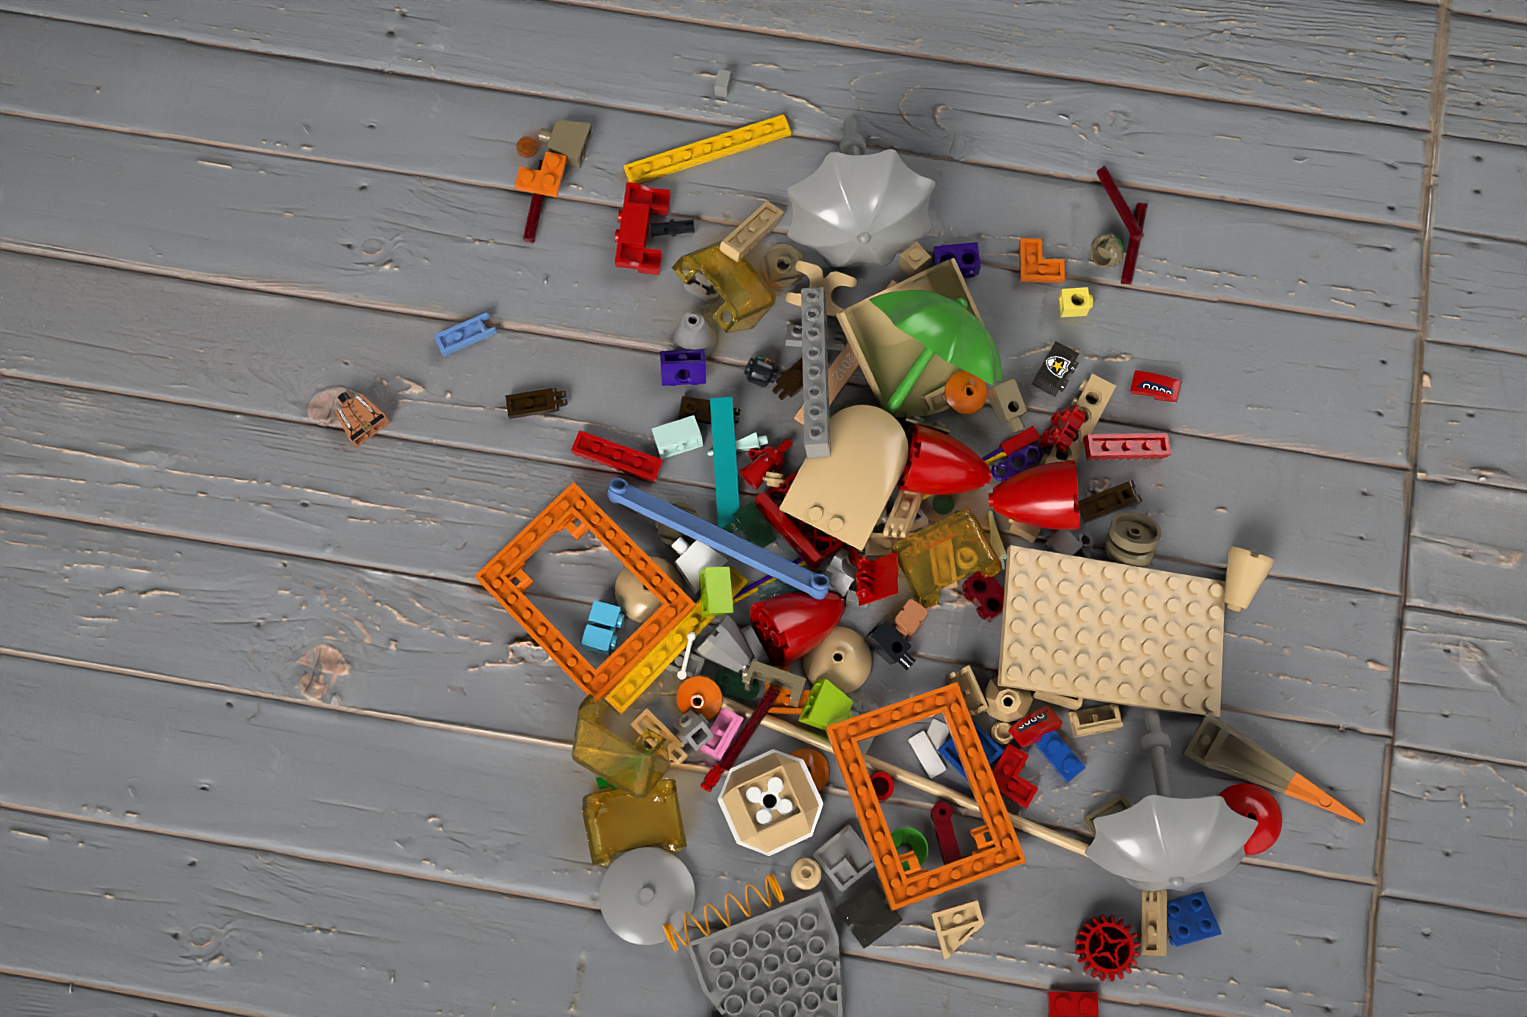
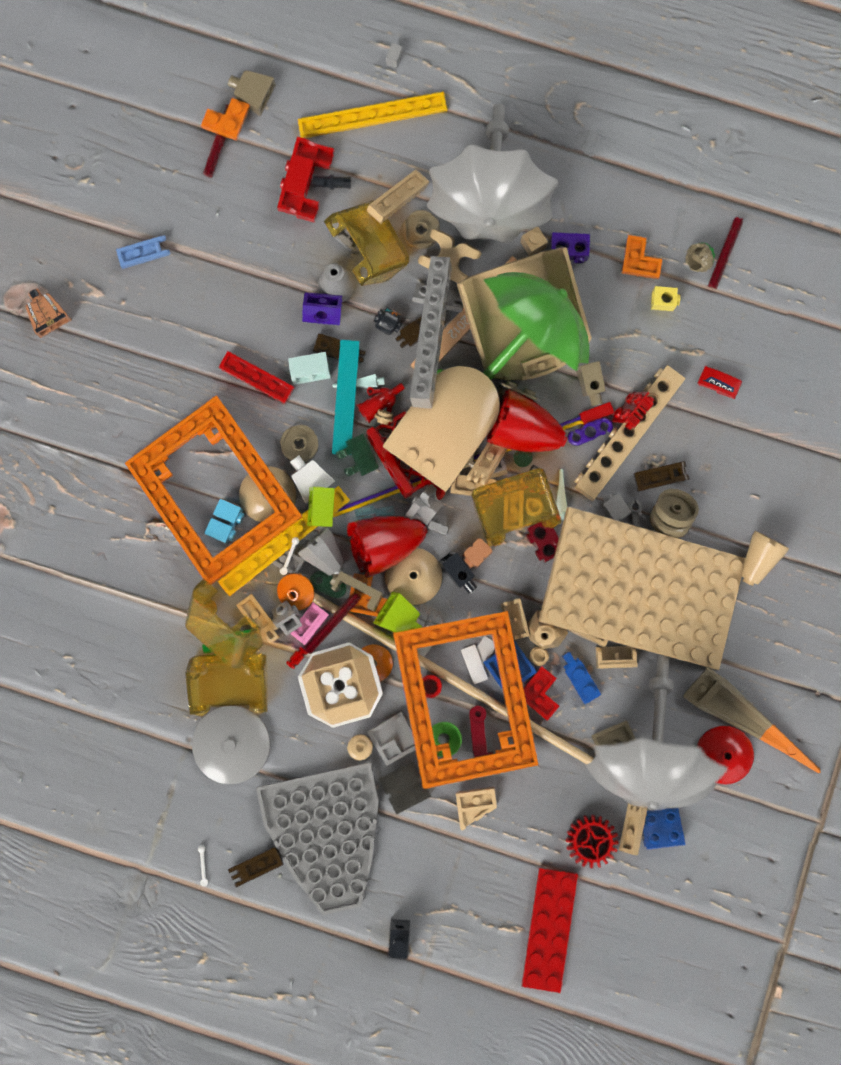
camera: 10 degrees right, 10 degrees up
(527, 147) = (217, 90): clear orange plate -> none
(535, 402) = (193, 321): dark brown hinge -> none
(754, 644) = (347, 555): light grey beam -> none
(775, 888) = (242, 775): light orange piece -> none
(814, 584) = (329, 462): medium blue piece -> none
(876, 578) = (455, 515): red hinge -> none
(956, 393) = (550, 369): orange dish -> none
(1034, 726) = (565, 655): red slope -> none
(1040, 496) = (602, 467): red cylinder -> none
(1055, 369) = (637, 355): clear smoke brick -> none
(1120, 204) = (719, 215): dark red axle -> none
(1126, 446) = (684, 432): gear -> none

